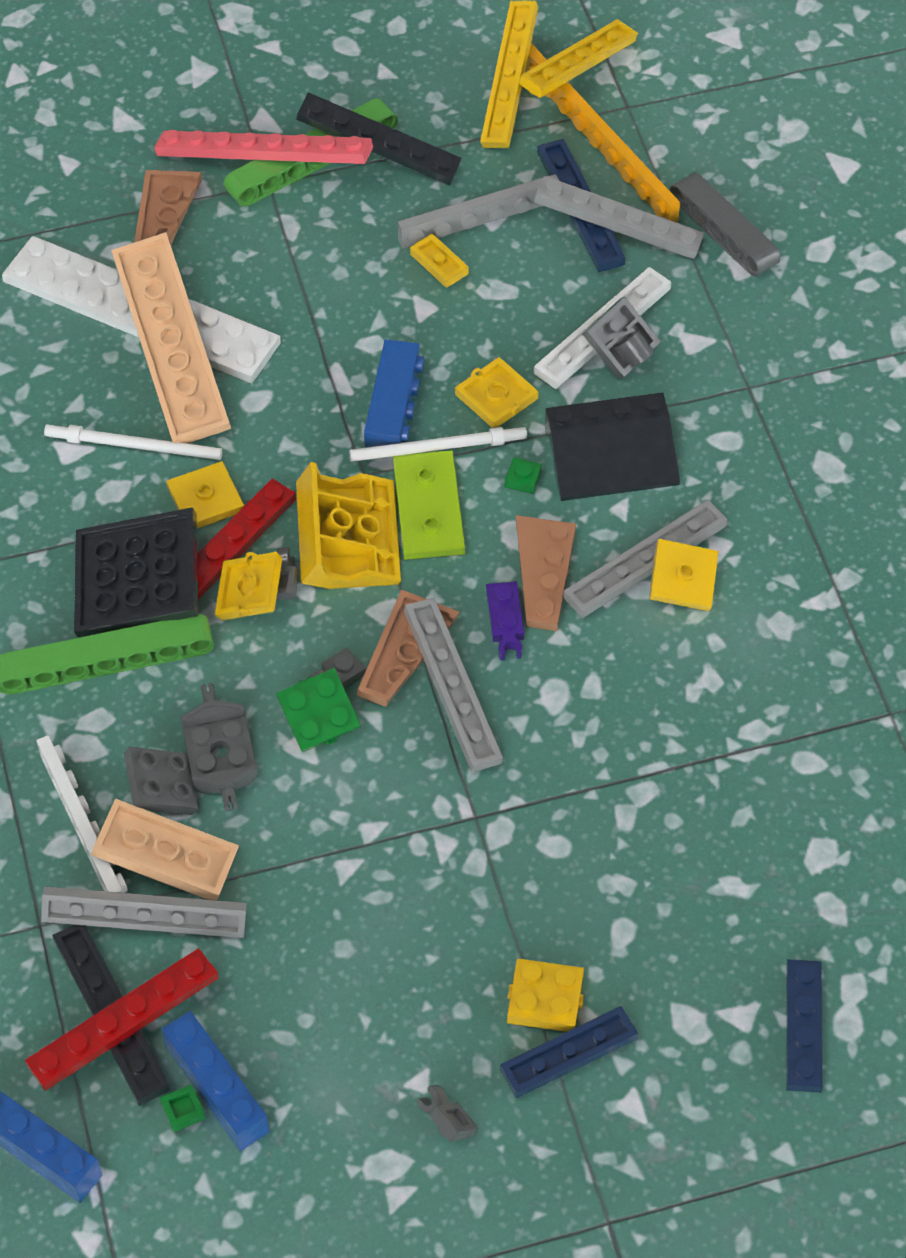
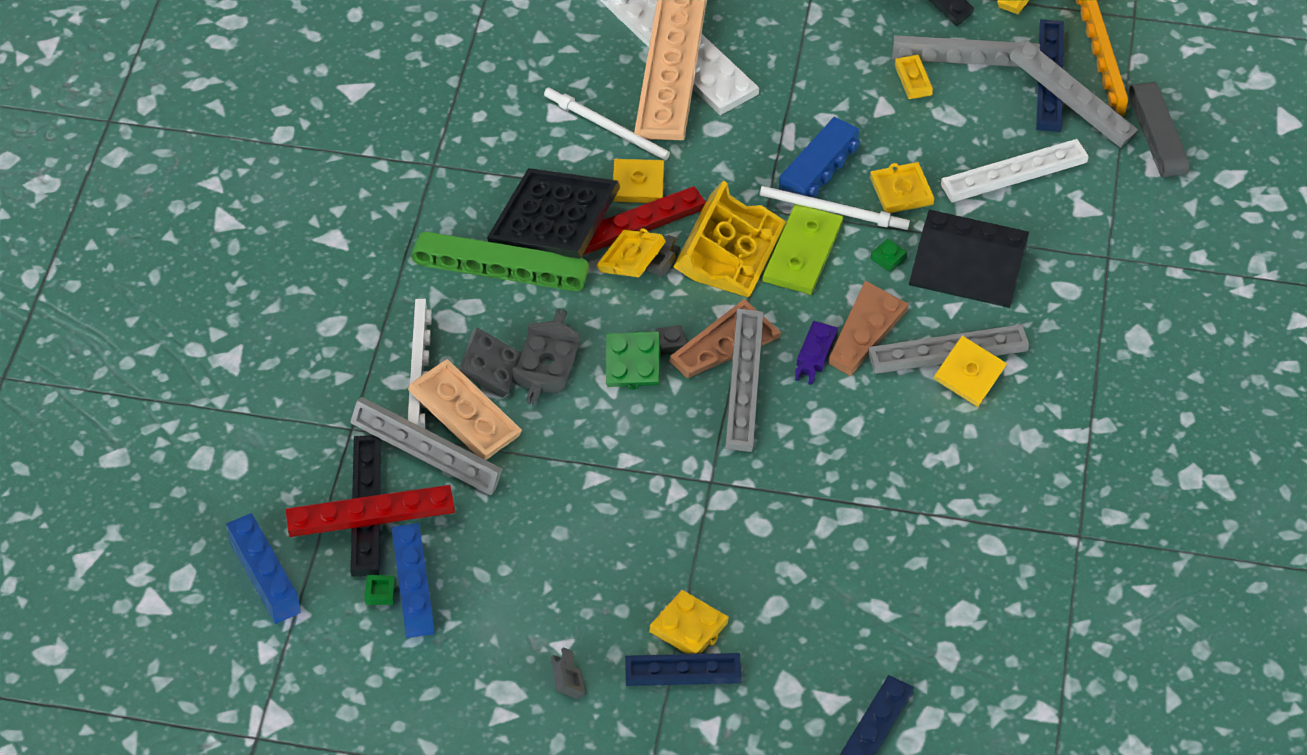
camera: 25 degrees right, 5 degrees down
(621, 338) = (1022, 182): dark grey plate -> none

